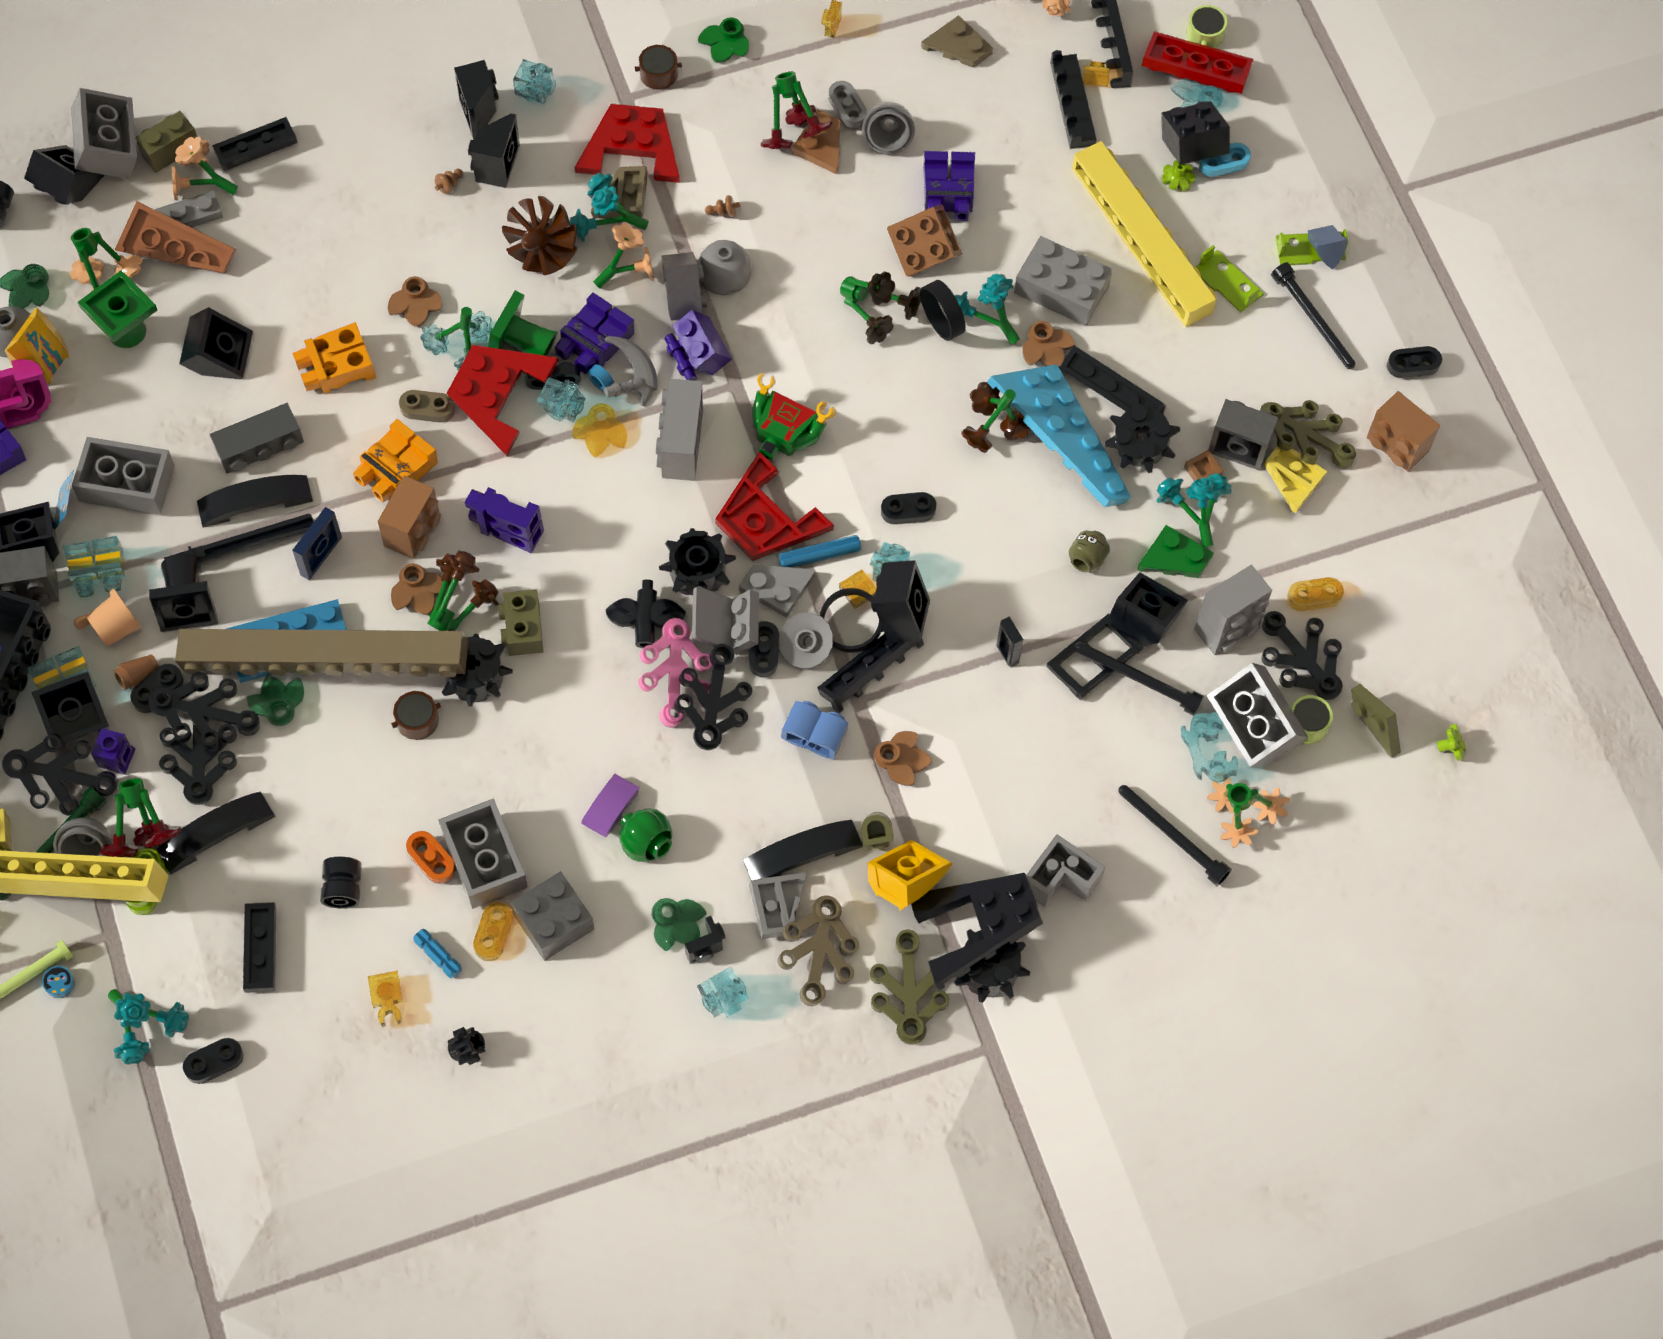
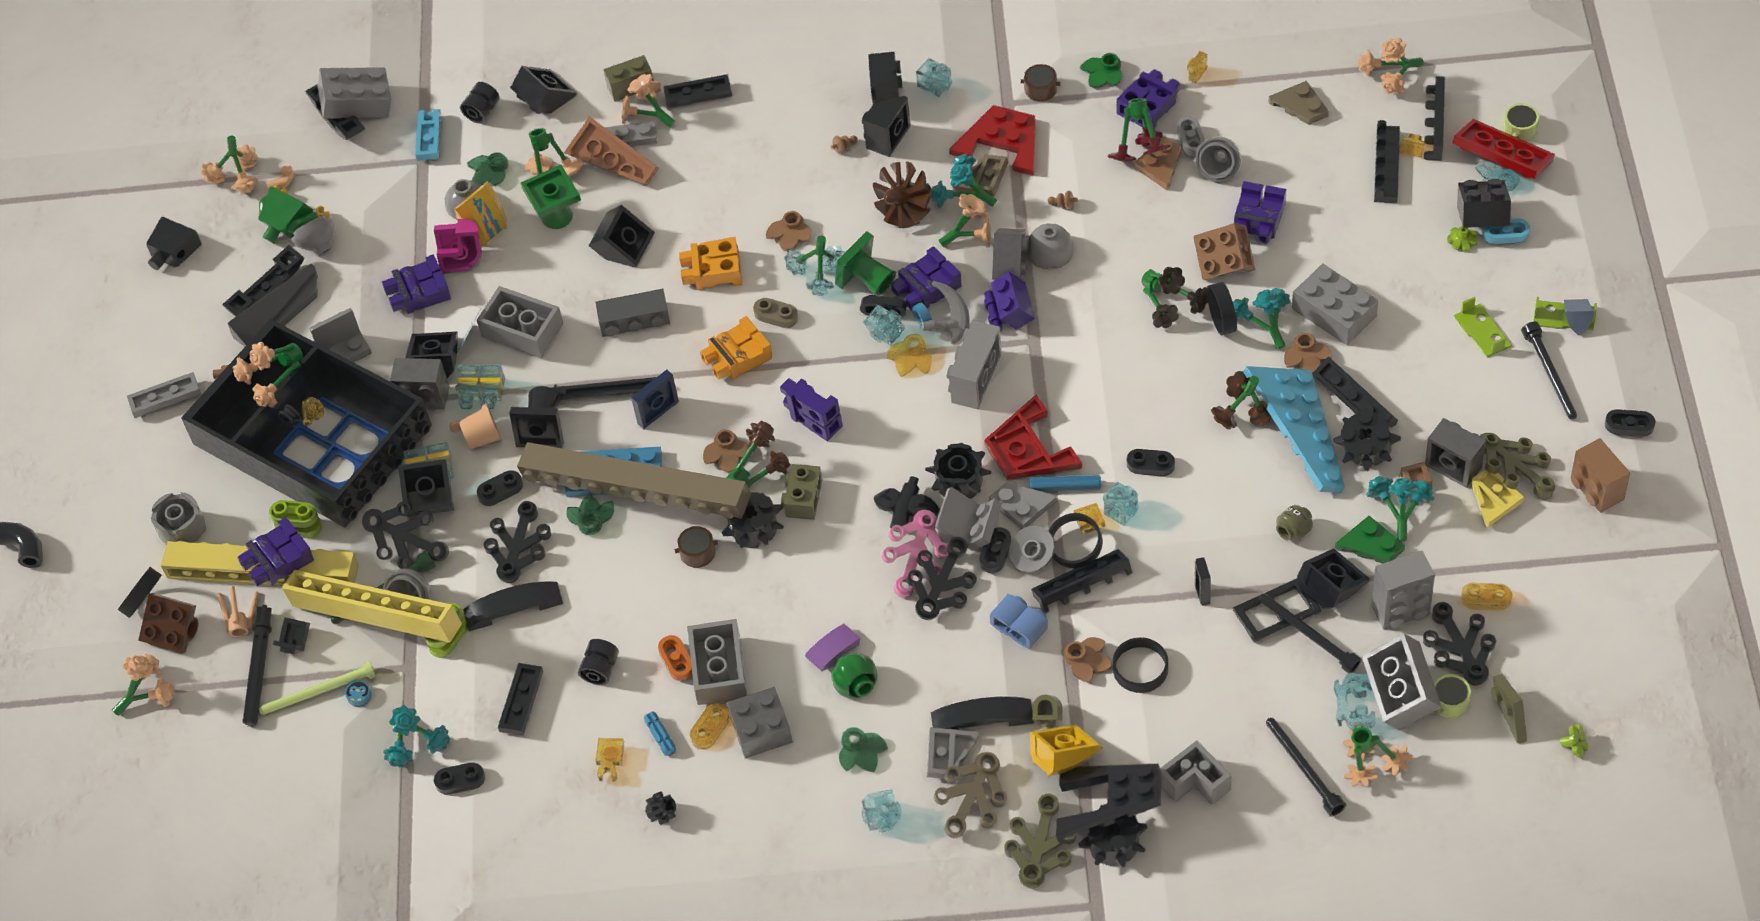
camera: 25 degrees right, 10 degrees down
(103, 133) = (580, 62): light grey brick -> none
(113, 751) = (447, 525): dark purple window -> none
(134, 671) = (484, 471): medium nougat cone -> none
(152, 831) = (452, 556): plant -> none
(200, 709) = (528, 508): black plant -> none
(253, 495) = (618, 355): black slope -> none
(409, 517) = (733, 392): medium nougat brick -> none
(487, 382) = (827, 300): red wing -> none
(706, 946) = (878, 772): black bracket -> none
(783, 56) = (1158, 94): none -> dark purple hips
(785, 423) = (1063, 375): torso -> none
(901, 601) = (1118, 530): black brick -> none
(965, 726) = (1145, 643): none -> black tyre
(1144, 233) = (1417, 279): light yellow brick -> none

